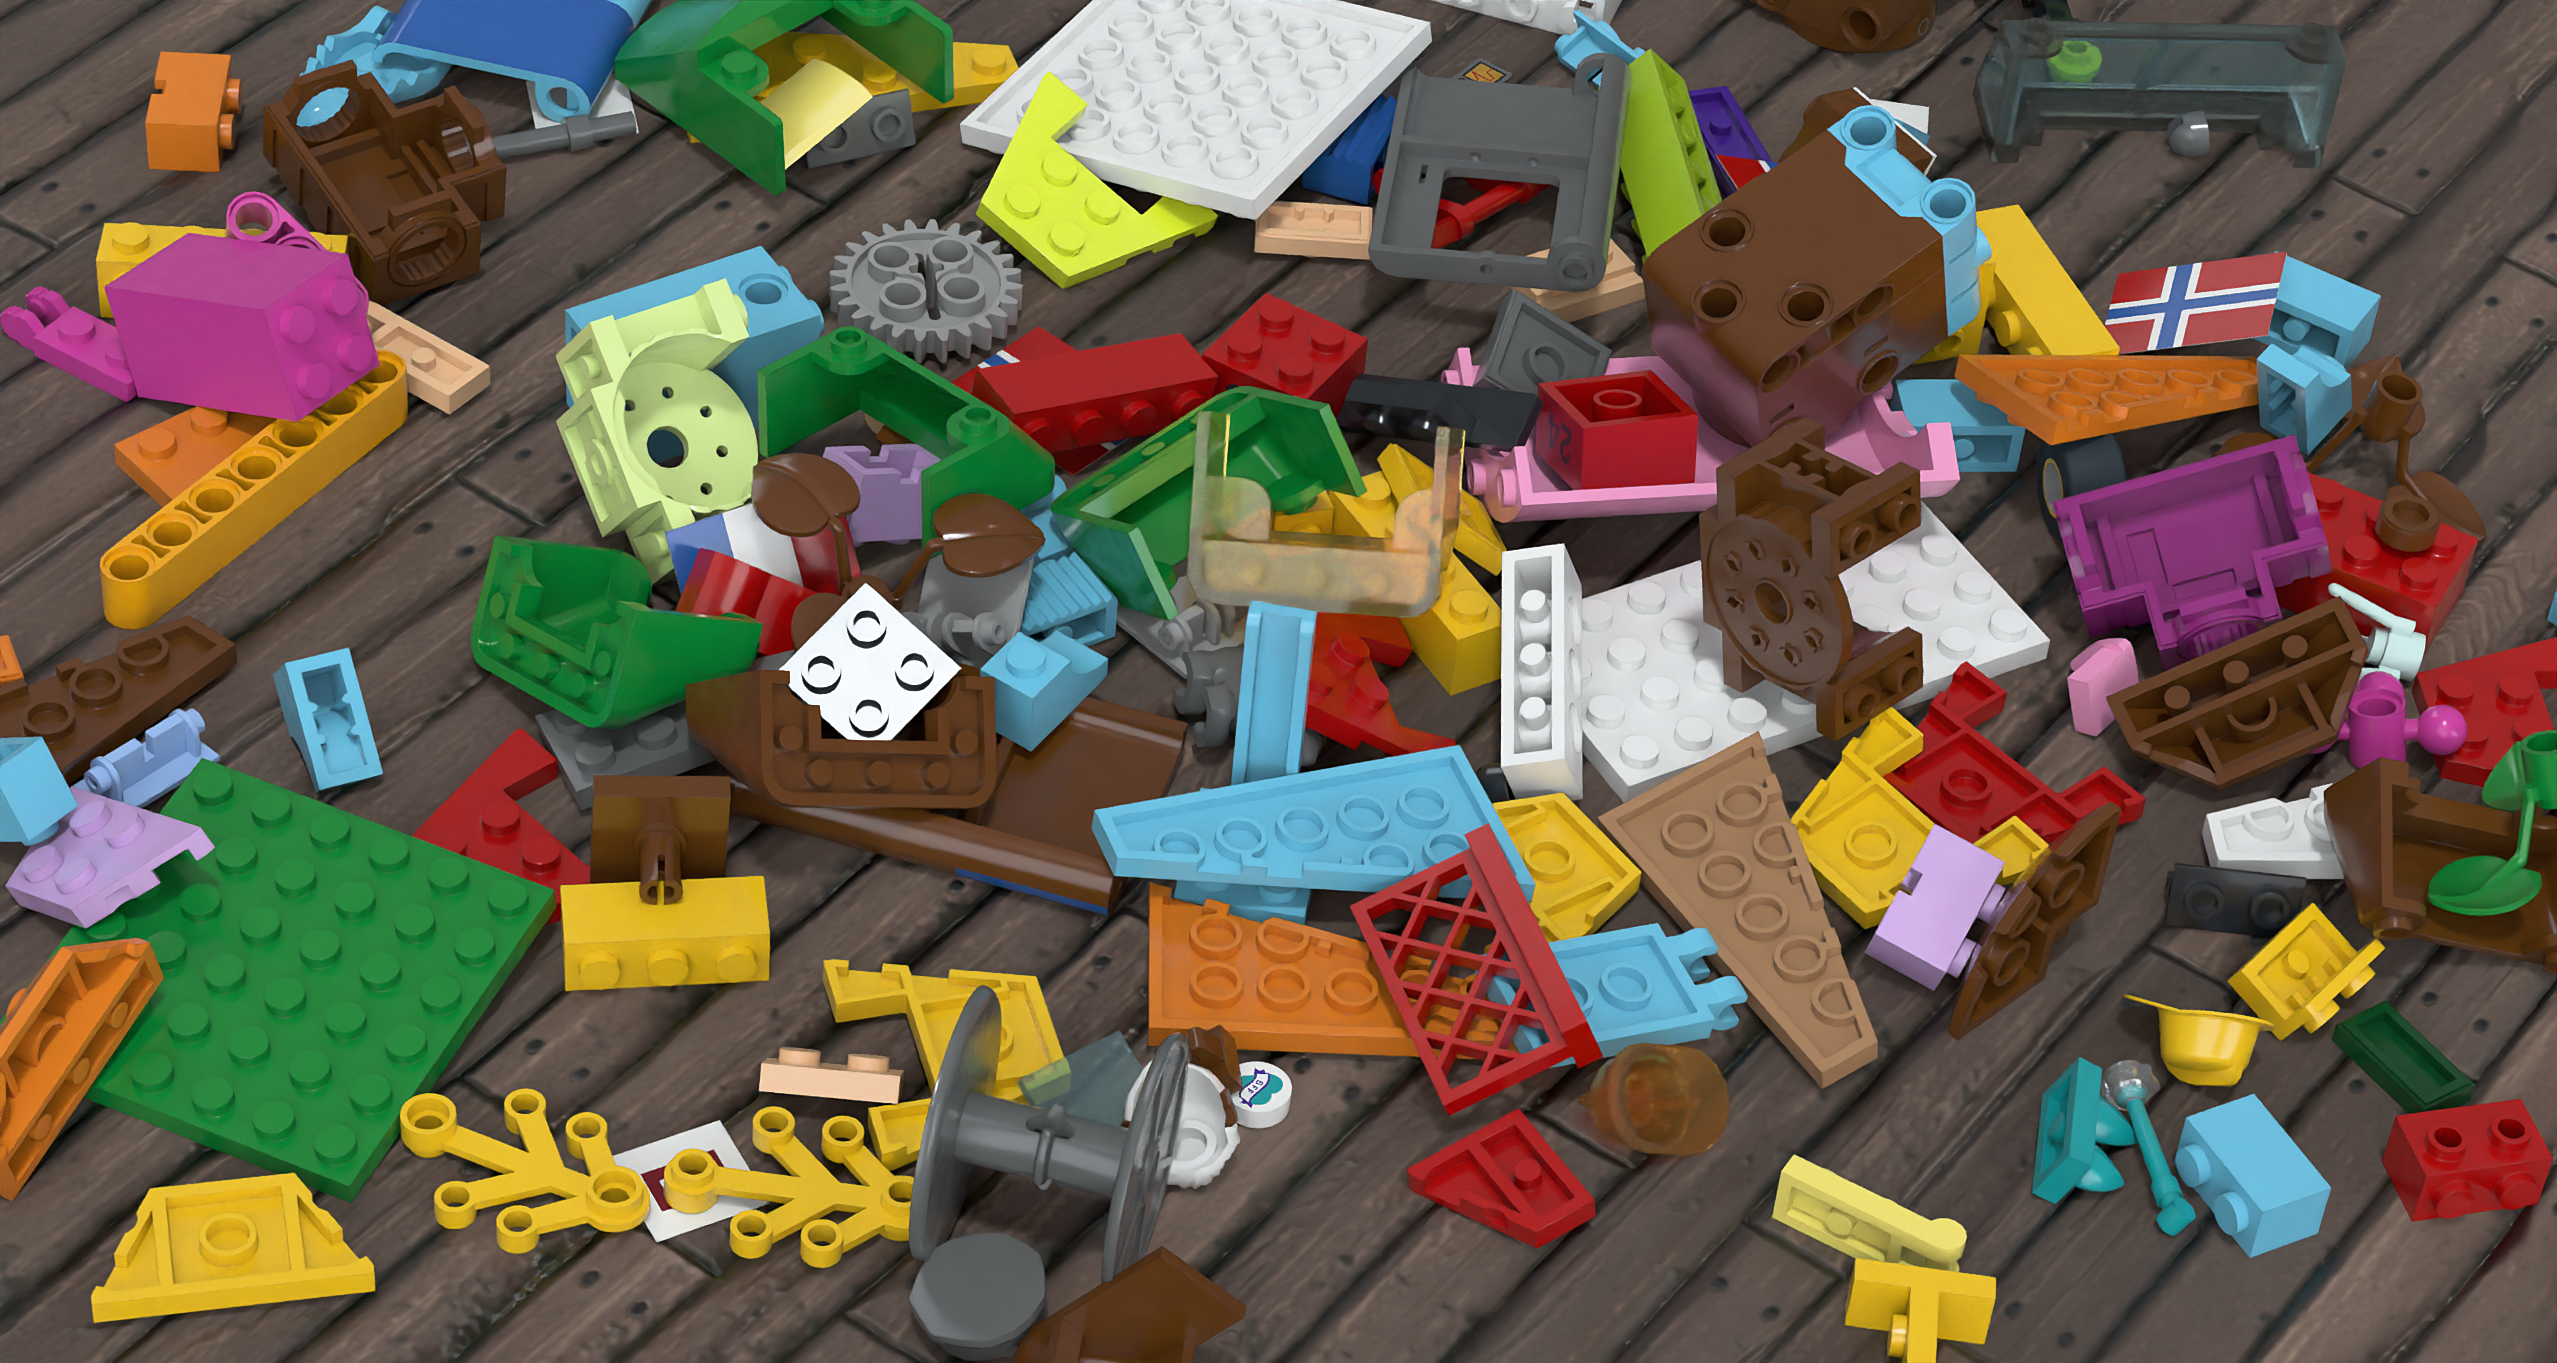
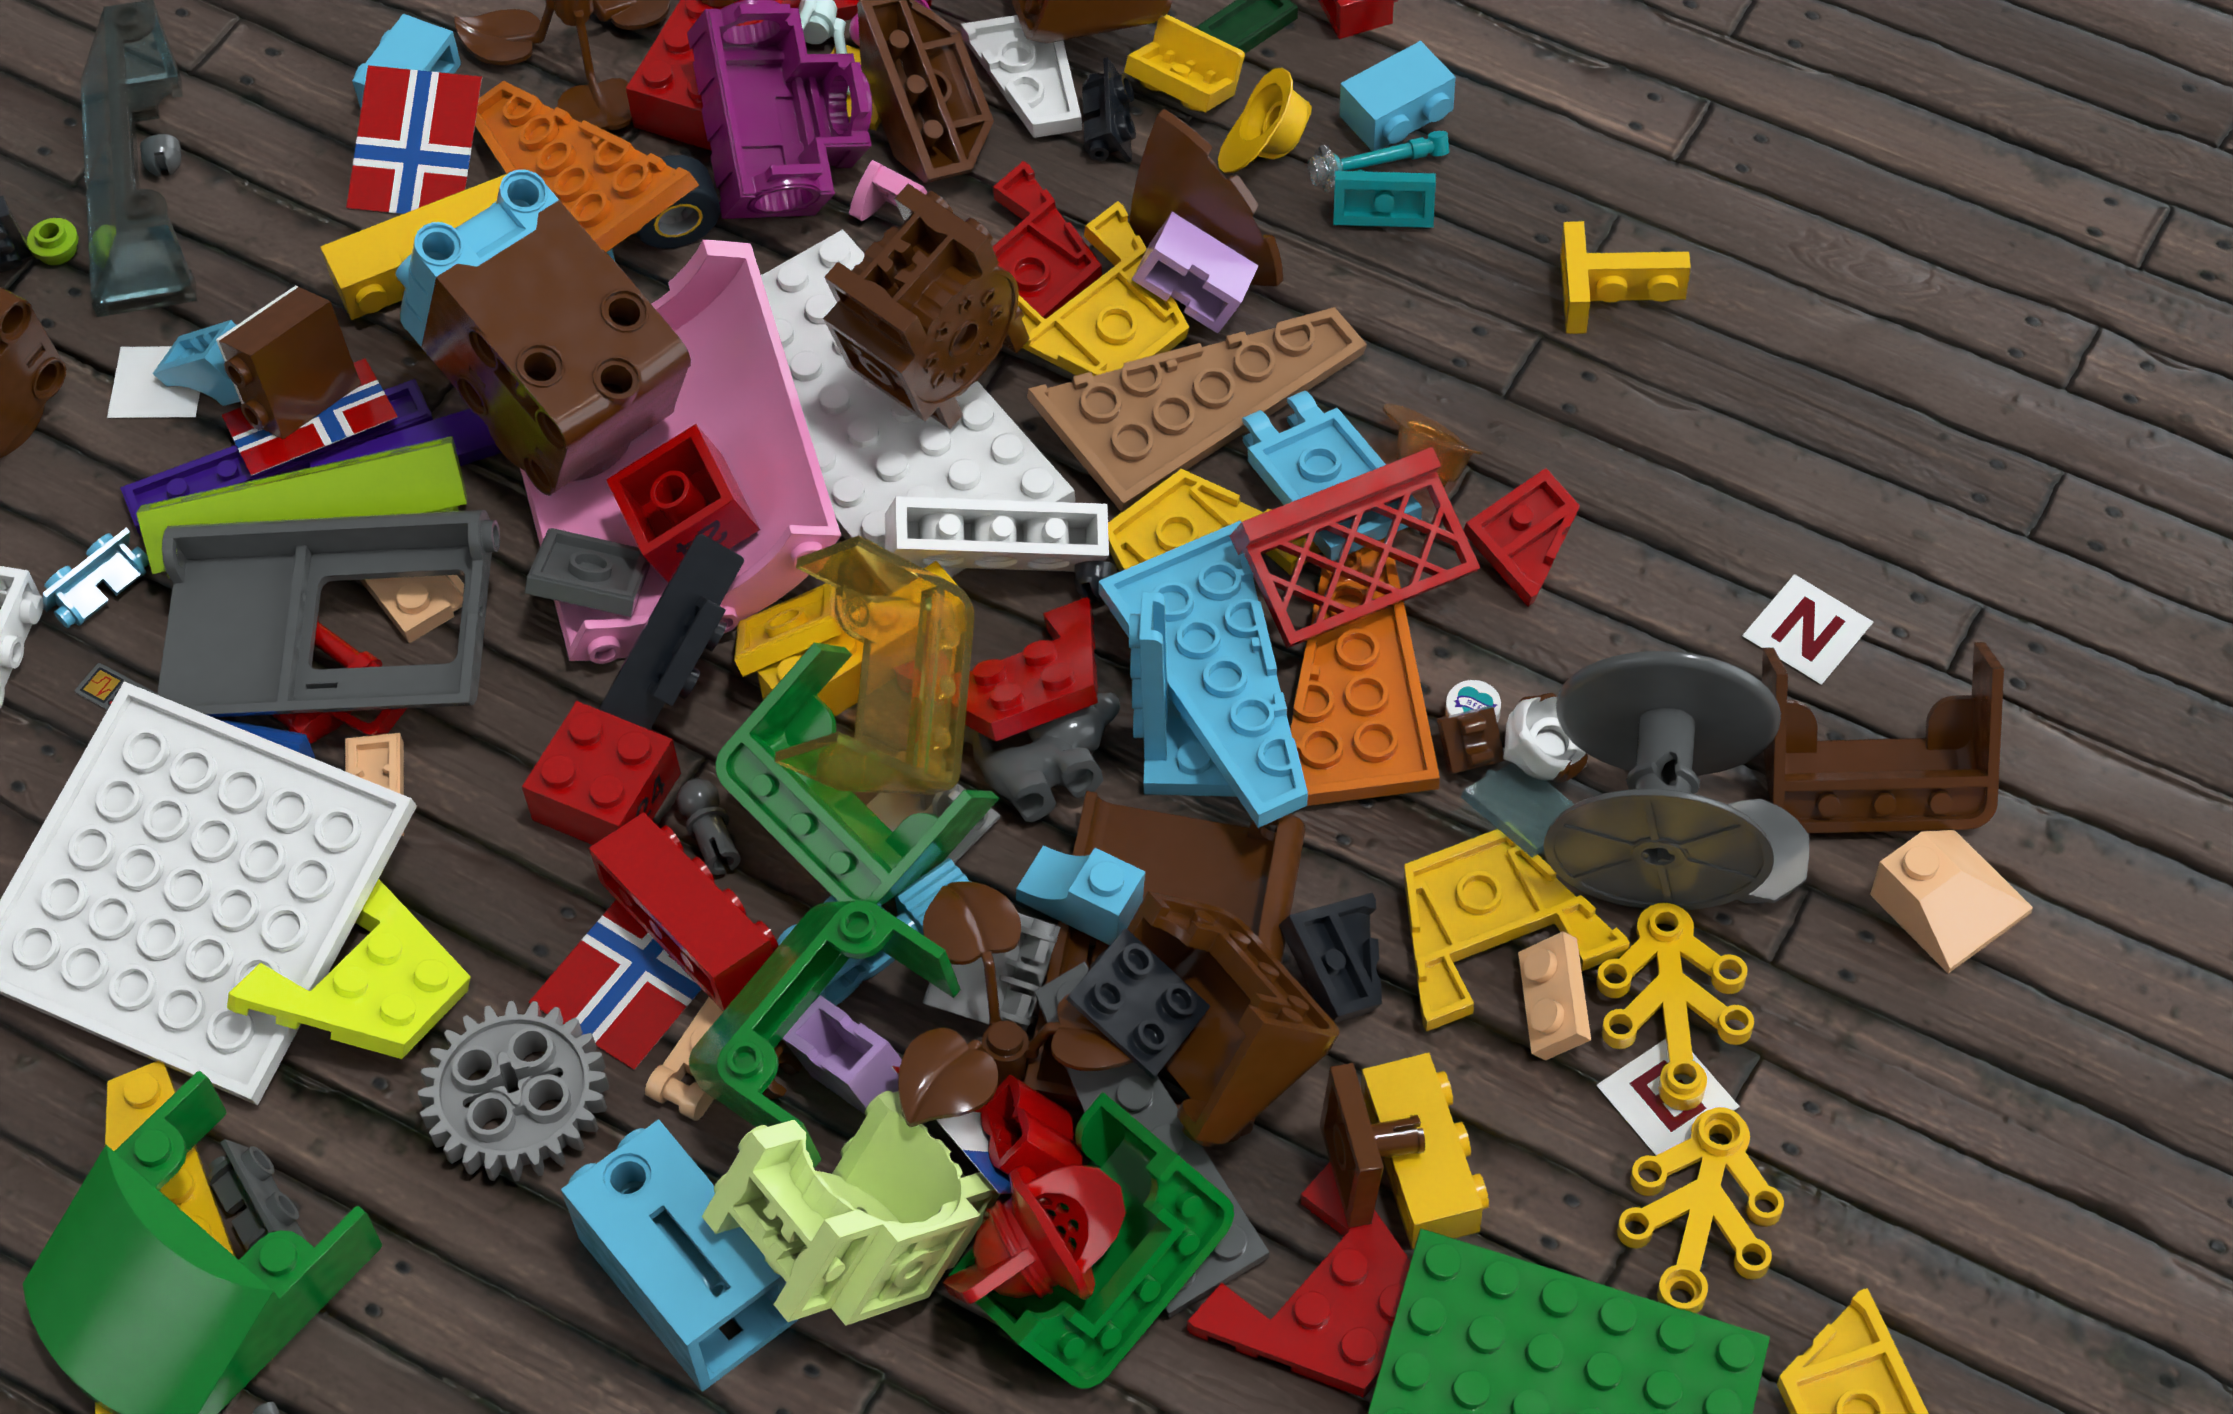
camera: 90 degrees left, 15 degrees up
(603, 555) = (1020, 1242): none -> red helmet
(814, 105) = (271, 1199): light yellow slope -> none
(930, 907) = (1337, 956): none -> black wing
(1862, 1221) = (1509, 310): light yellow plate -> none
(2301, 394) = (534, 60): medium azure arch -> none

